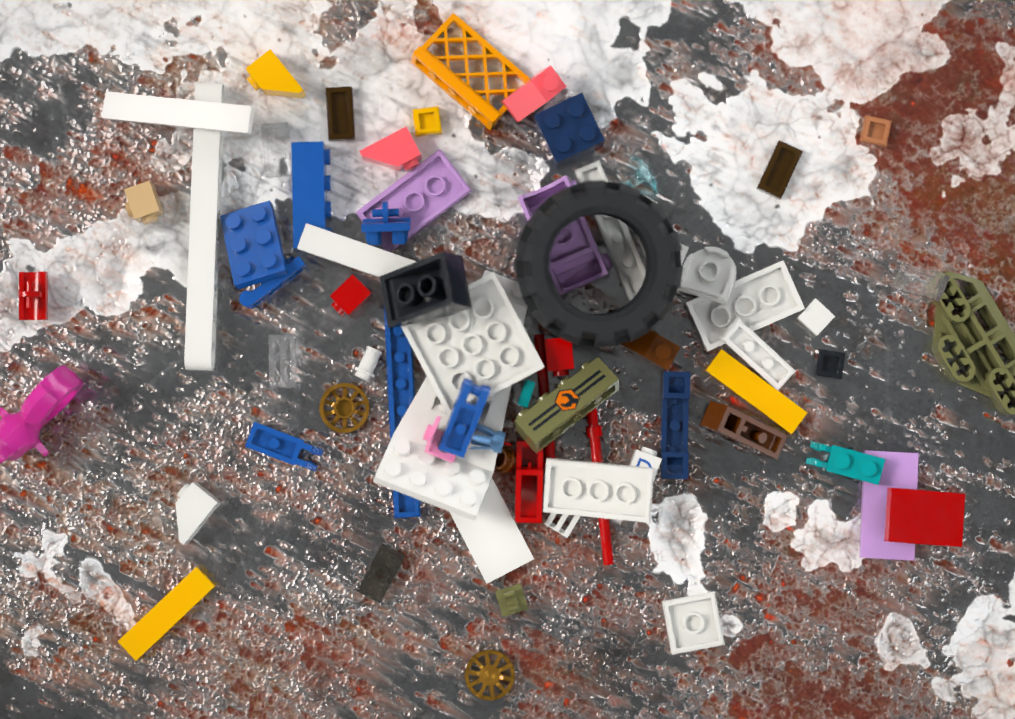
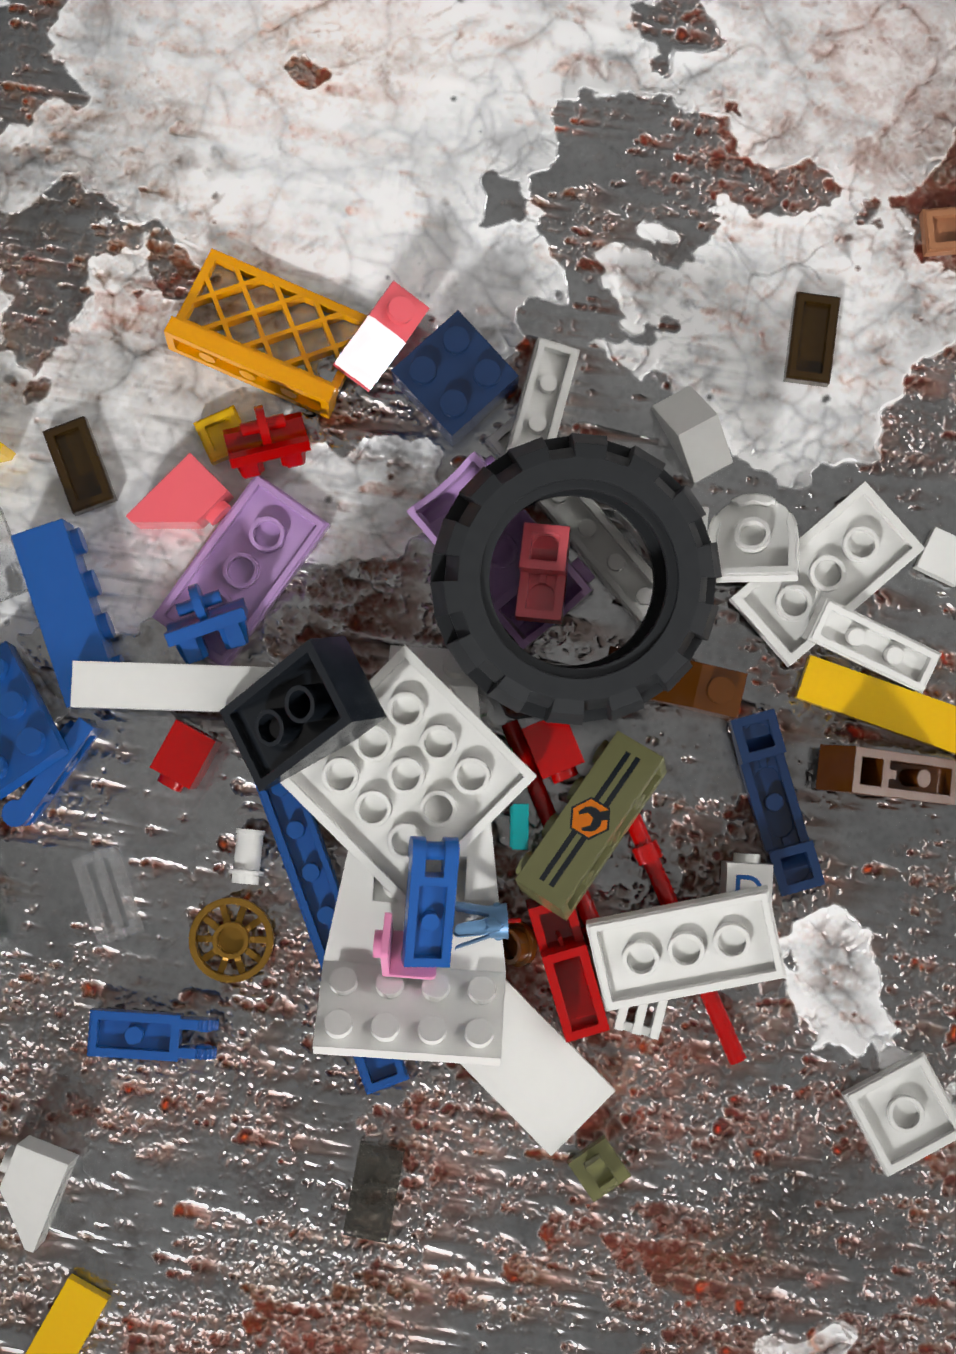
camera: 15 degrees left, 0 degrees up
(451, 132) = (267, 440): none -> red hips
(489, 675) = (602, 1303): pearl gold wheel -> none
(583, 255) = (543, 573): none -> coral slope
(616, 154) = (543, 392): none -> white tile
(642, 175) = (598, 413): clear light blue plant -> none
(694, 203) = (693, 433): none -> white slope

